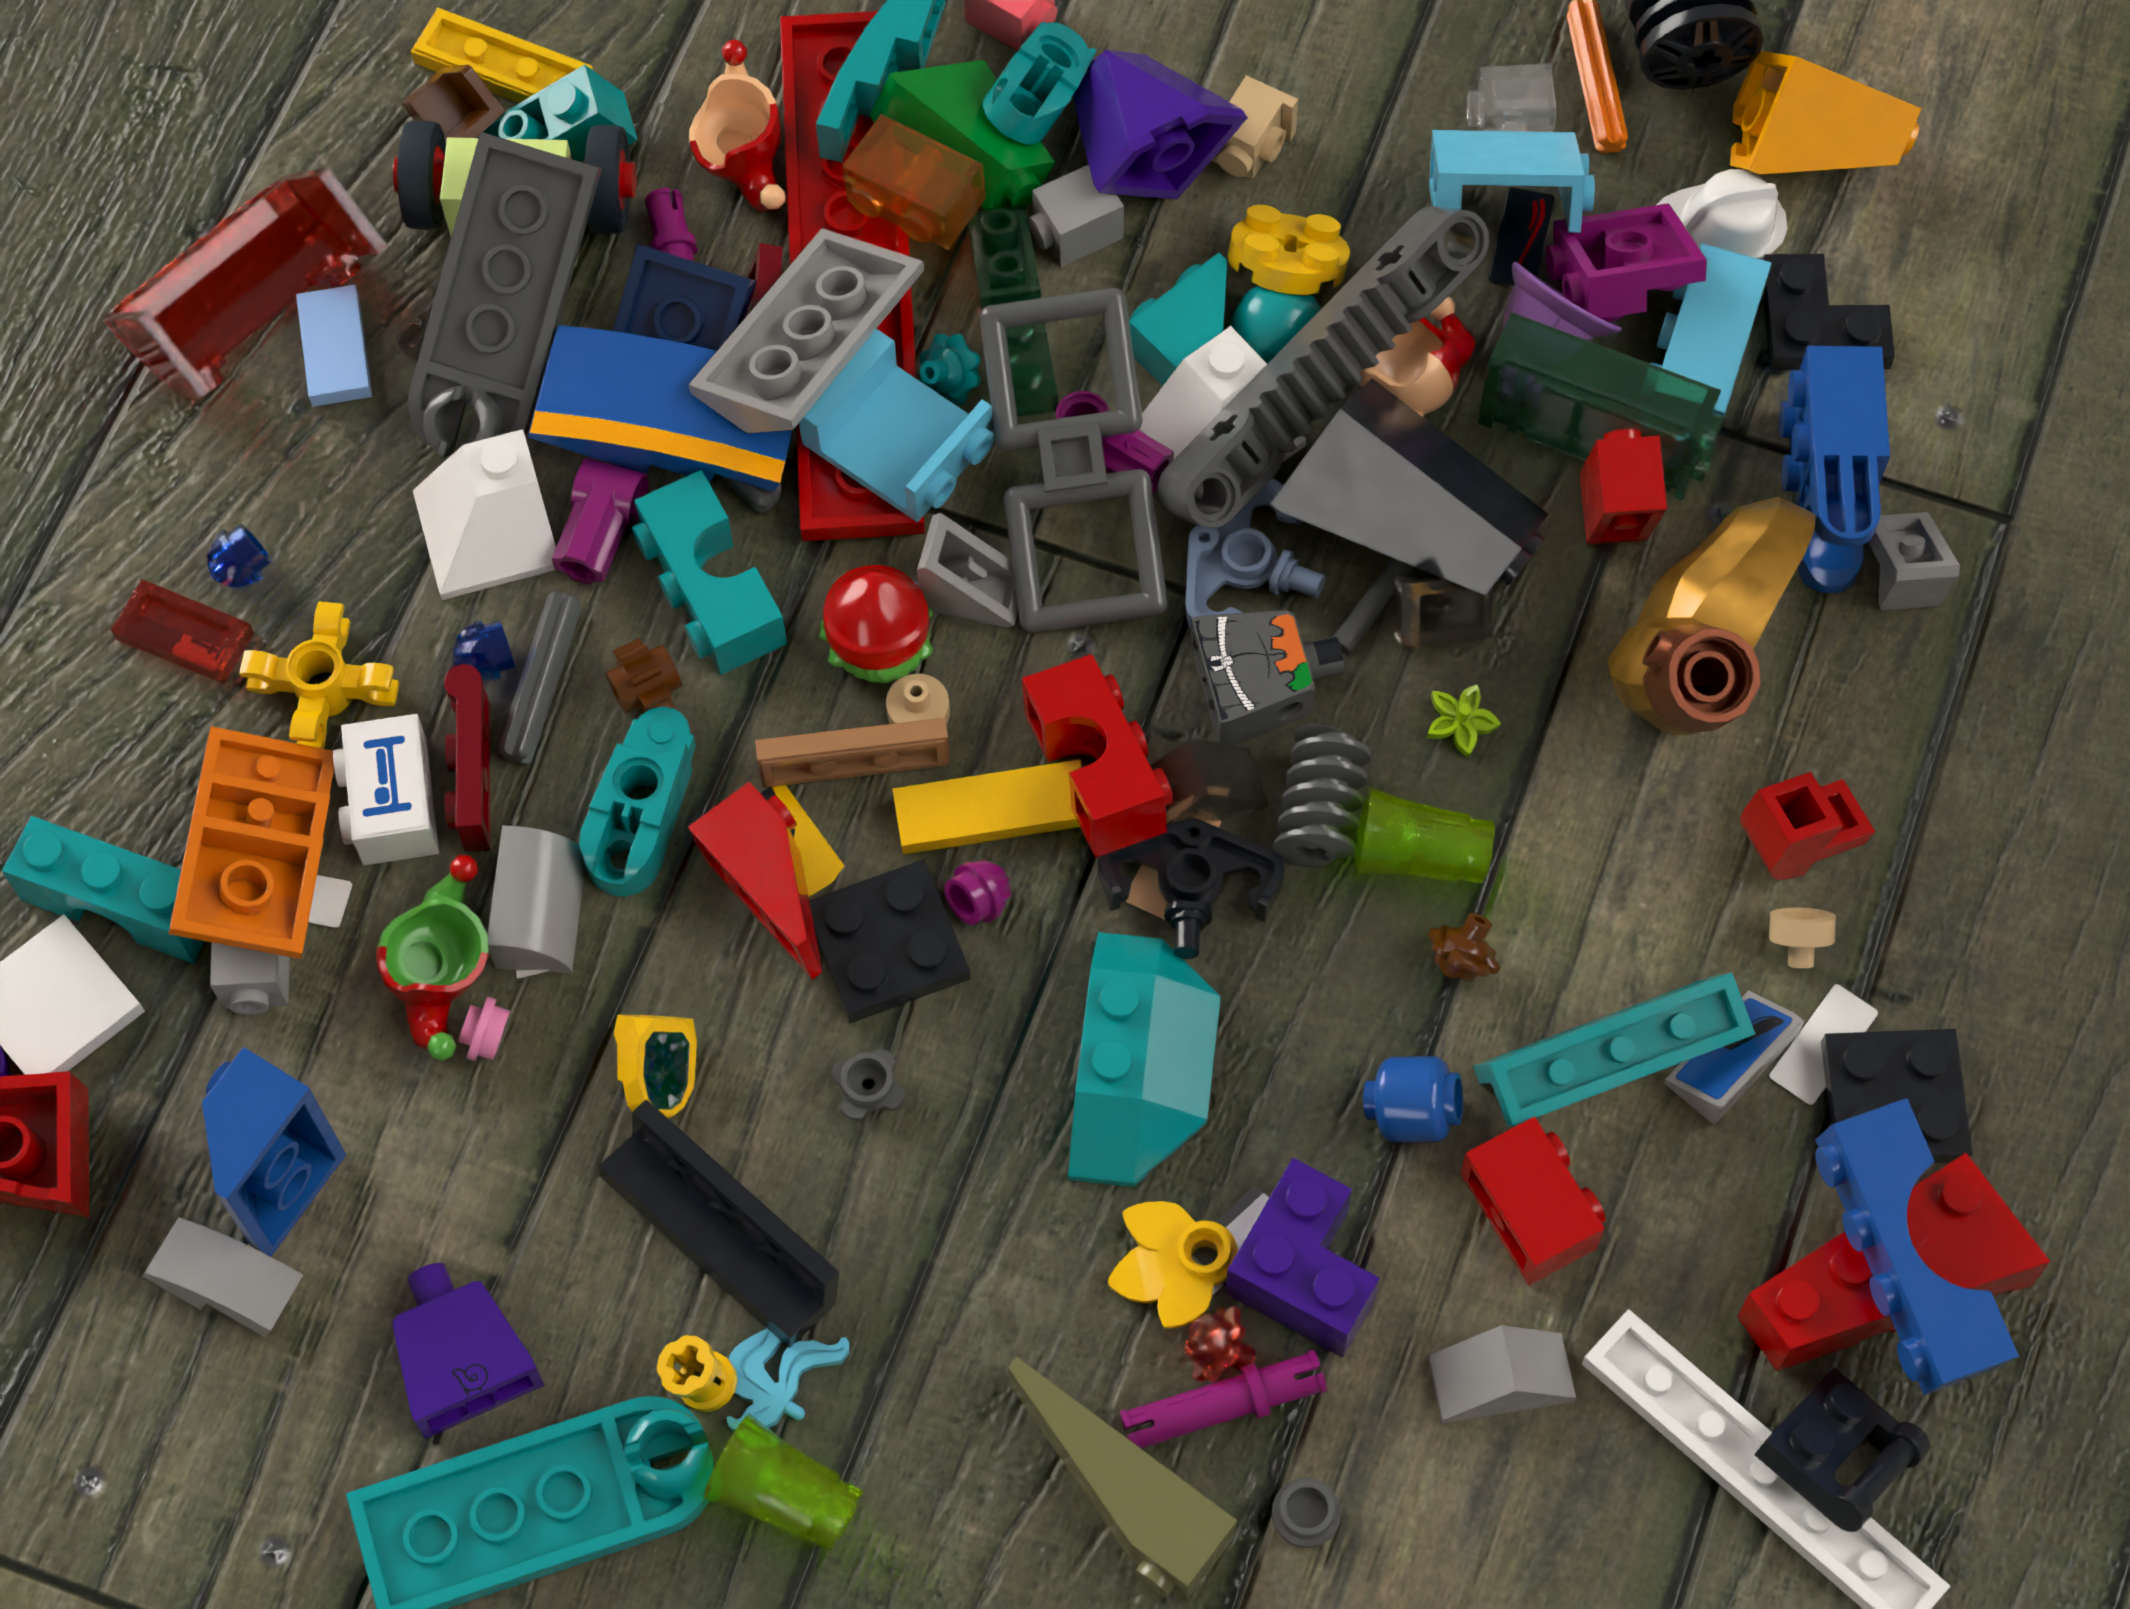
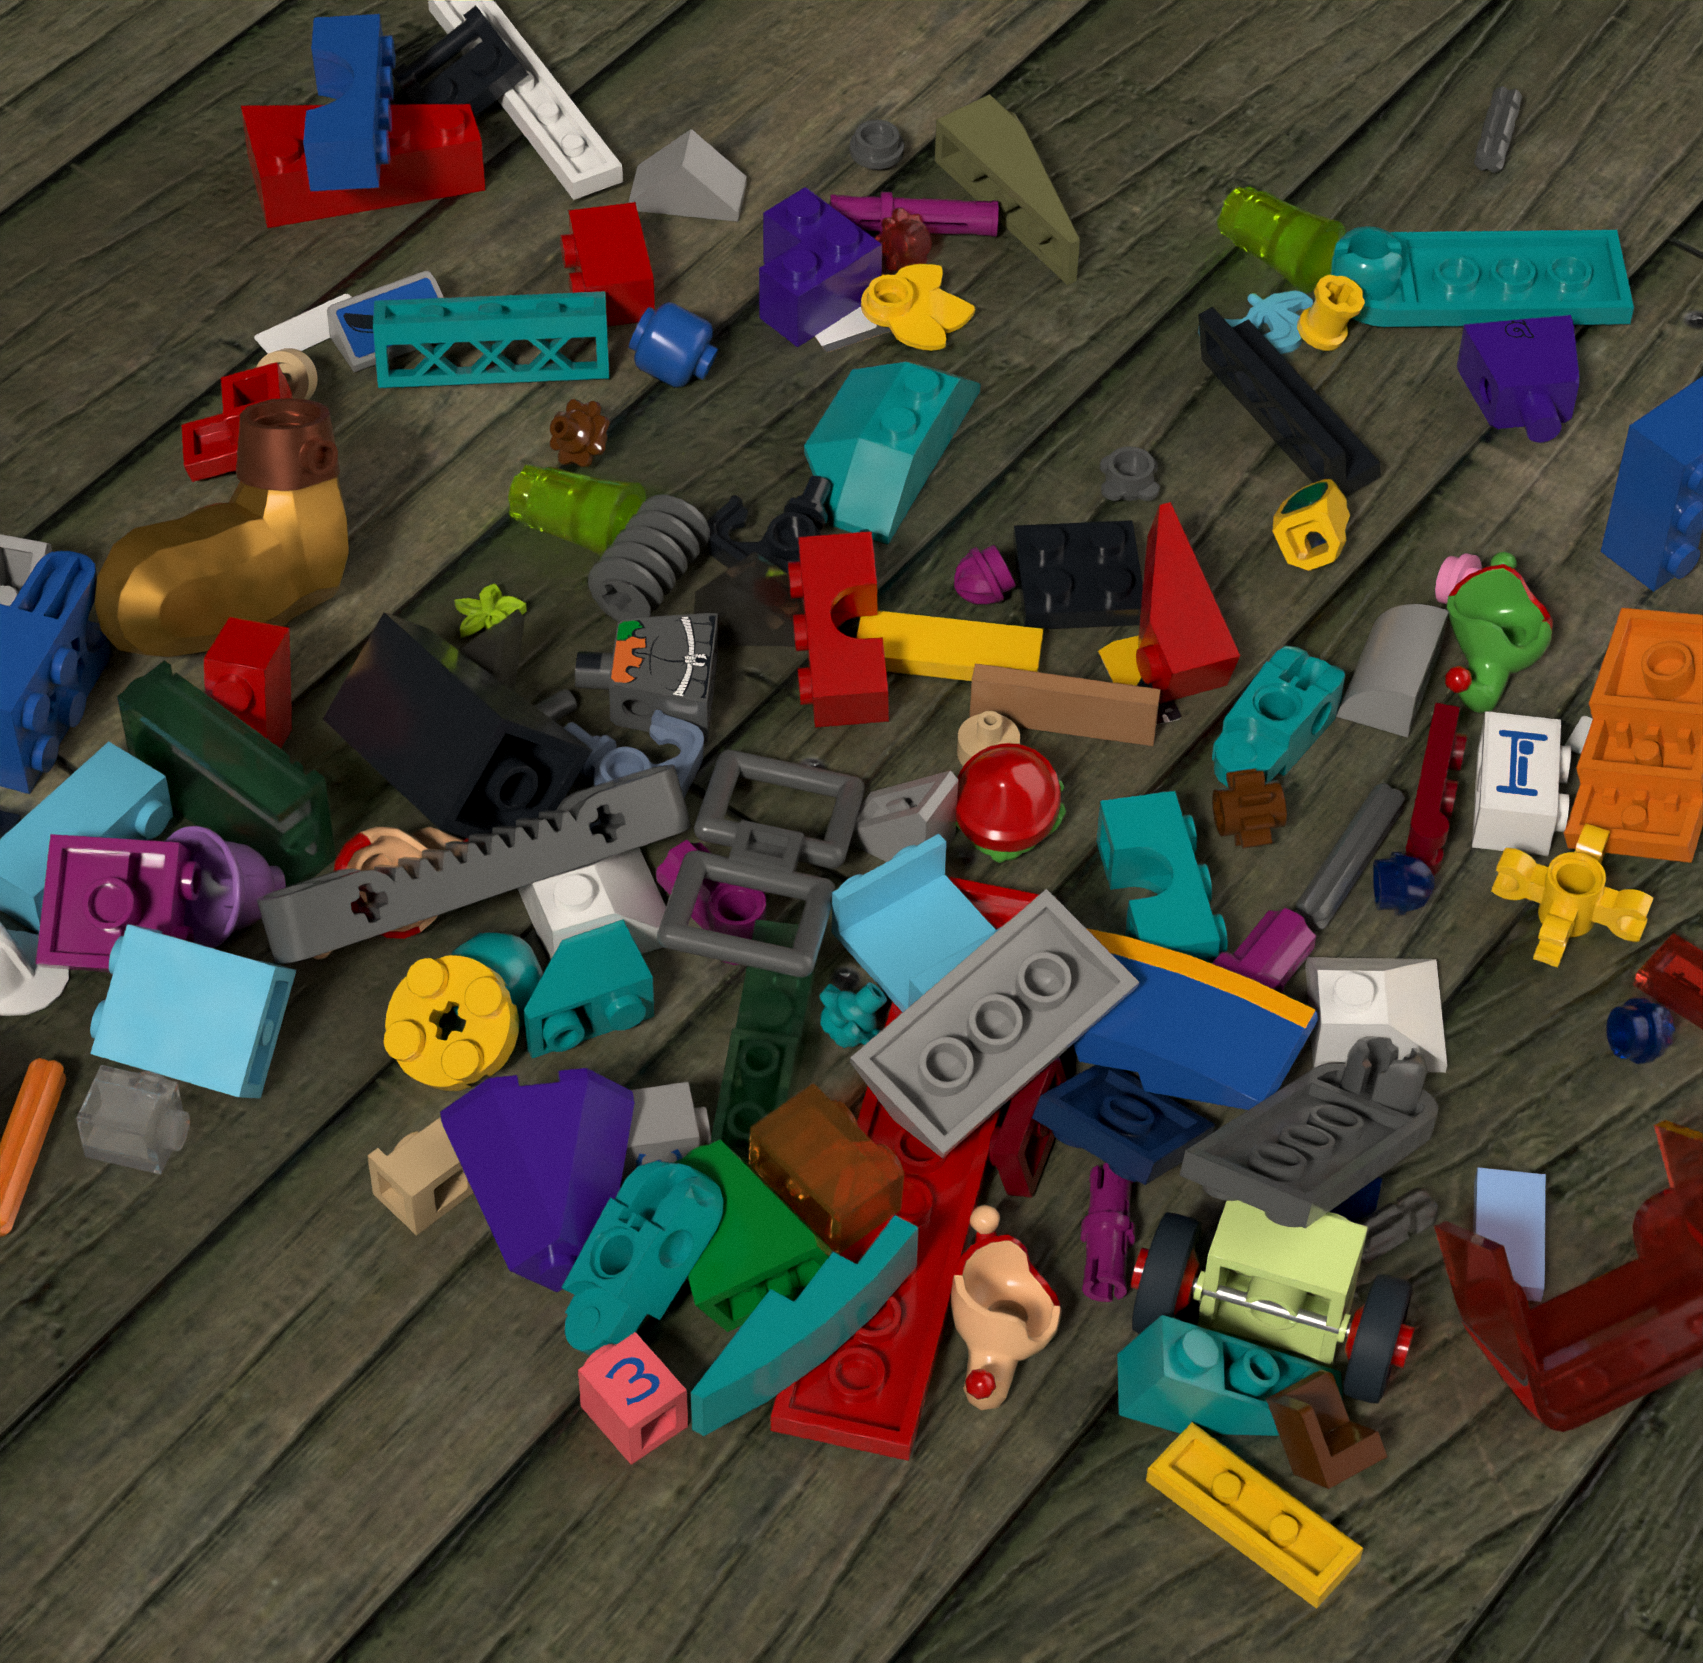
camera: 165 degrees left, 15 degrees down
(1888, 1066) = (278, 272): black plate -> none

